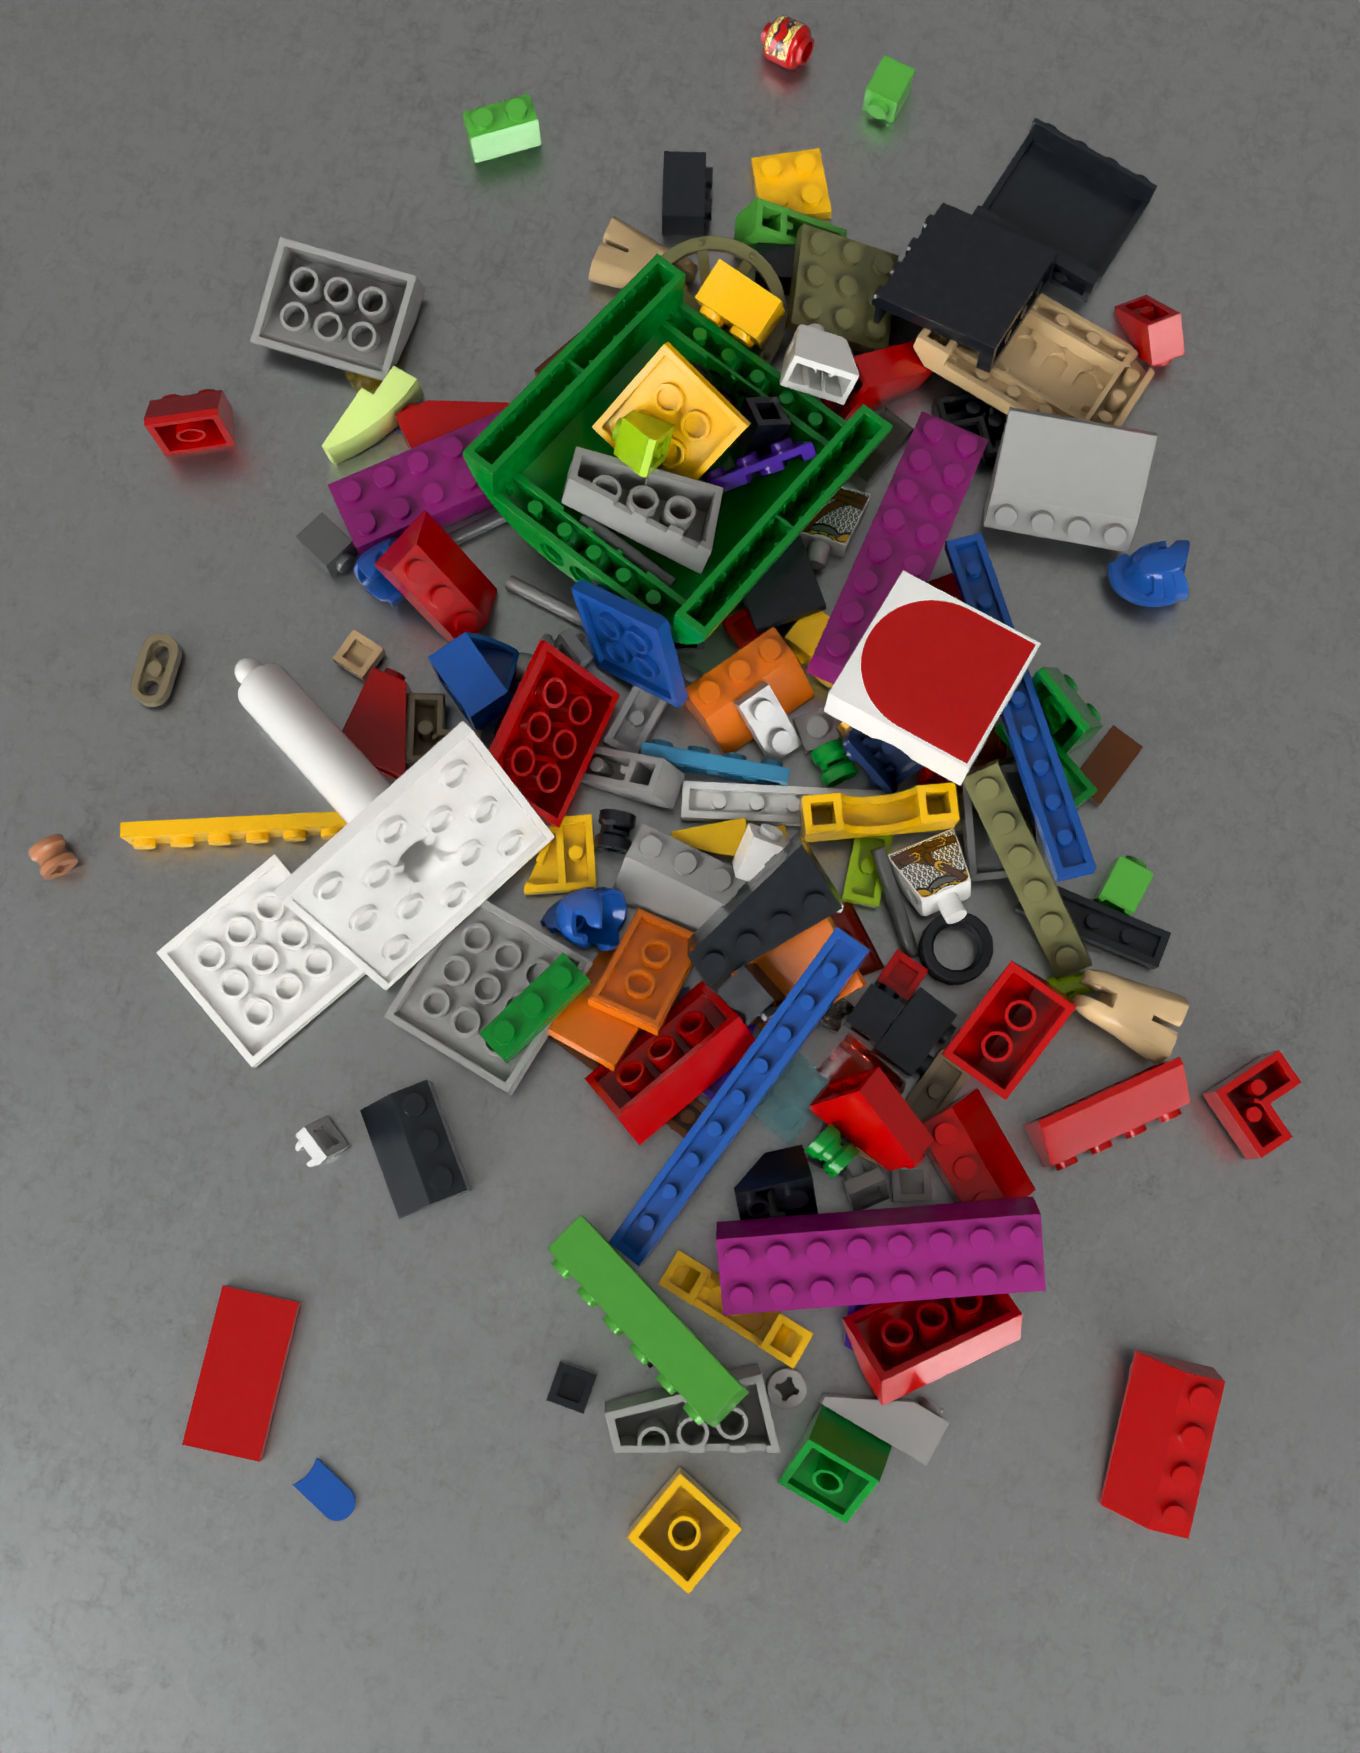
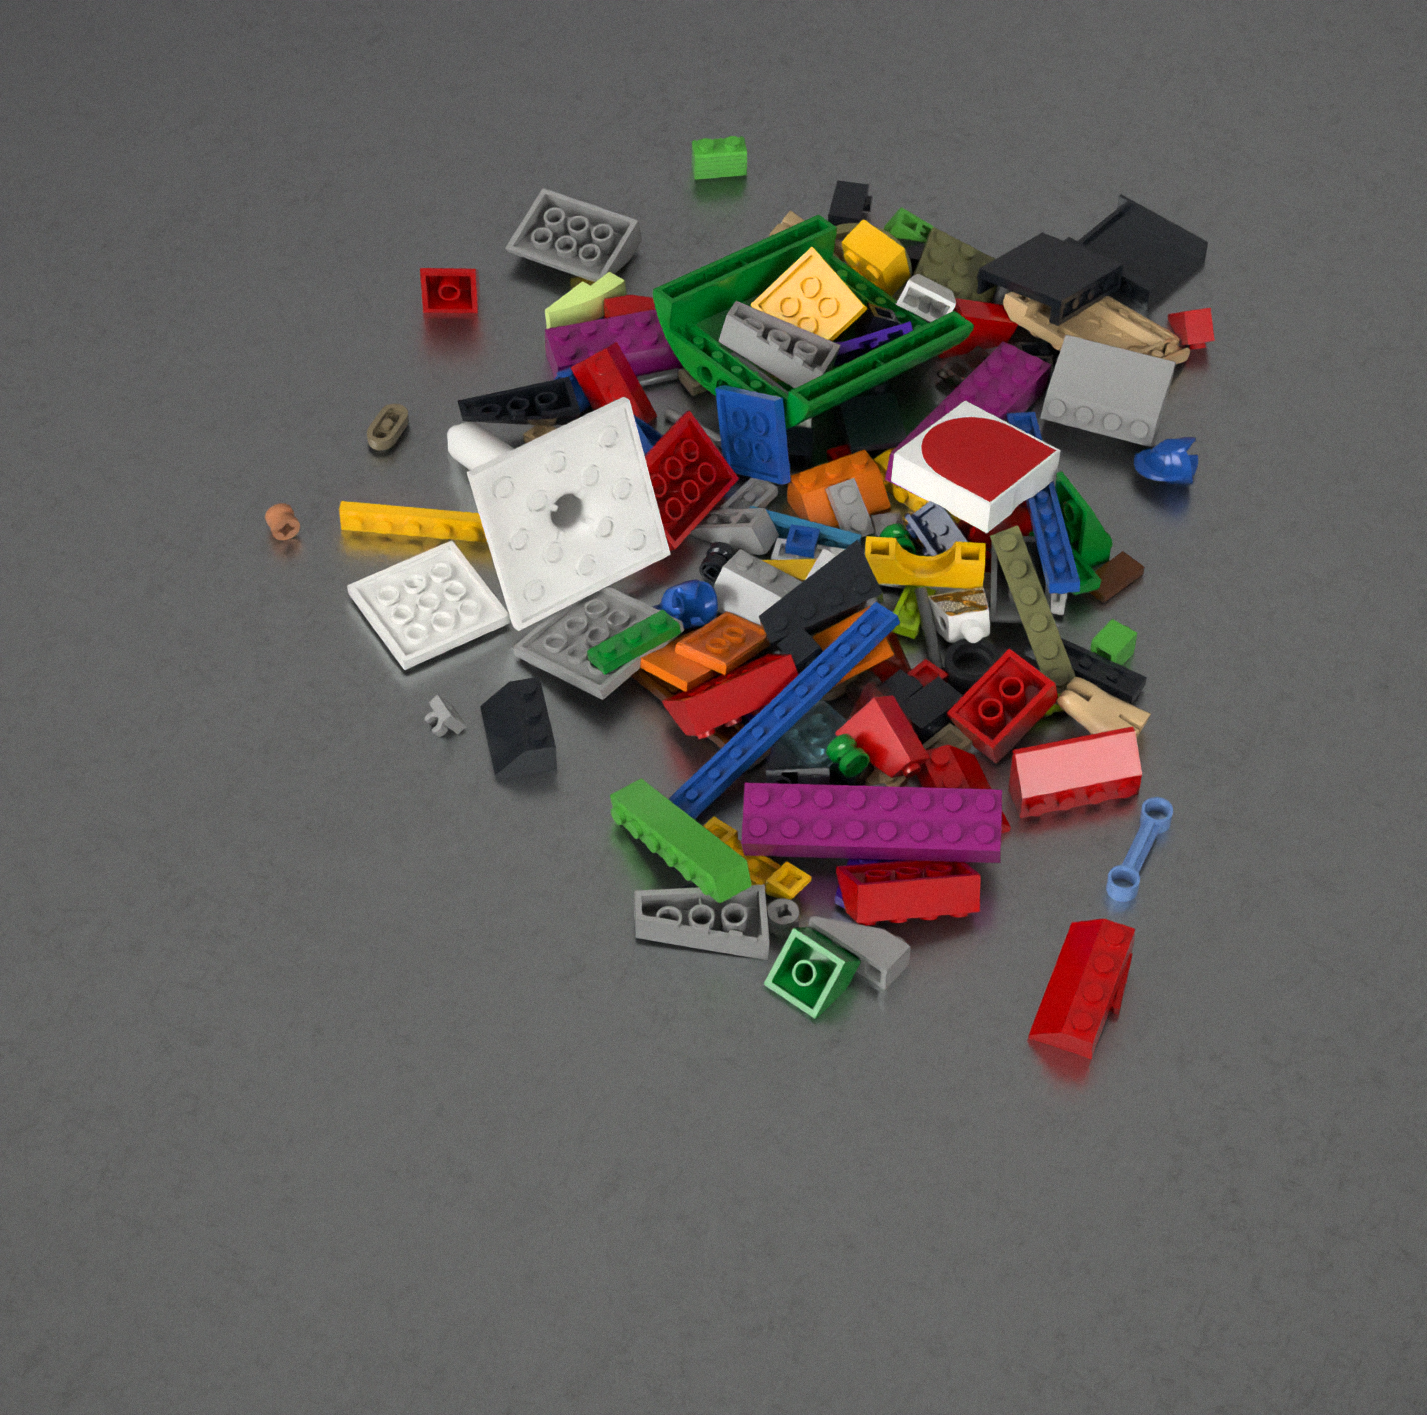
camera: 10 degrees right, 30 degrees down
(241, 1373) = (348, 853): red tile -> none
(327, 1492) = (397, 940): blue piece -> none
(328, 545) = (533, 367): dark grey brick -> none
(331, 628) = (535, 404): none -> black wedge
(566, 860) = (674, 569): yellow wing -> none
(572, 1387) = (609, 894): black plate -> none
(642, 441) = (787, 306): lime slope -> none
(684, 1530) = (681, 987): yellow brick -> none
(717, 791) = (802, 541): none -> blue plate
(787, 42) = (942, 136): red head -> none
(793, 181) = (936, 211): yellow plate -> none
(834, 526) = (919, 397): torso -> none
(888, 89) = (1014, 171): bright green brick -> none
(1195, 1199) = (1139, 849): none -> medium blue piece
(1245, 1105) = (1193, 785): red brick -> none

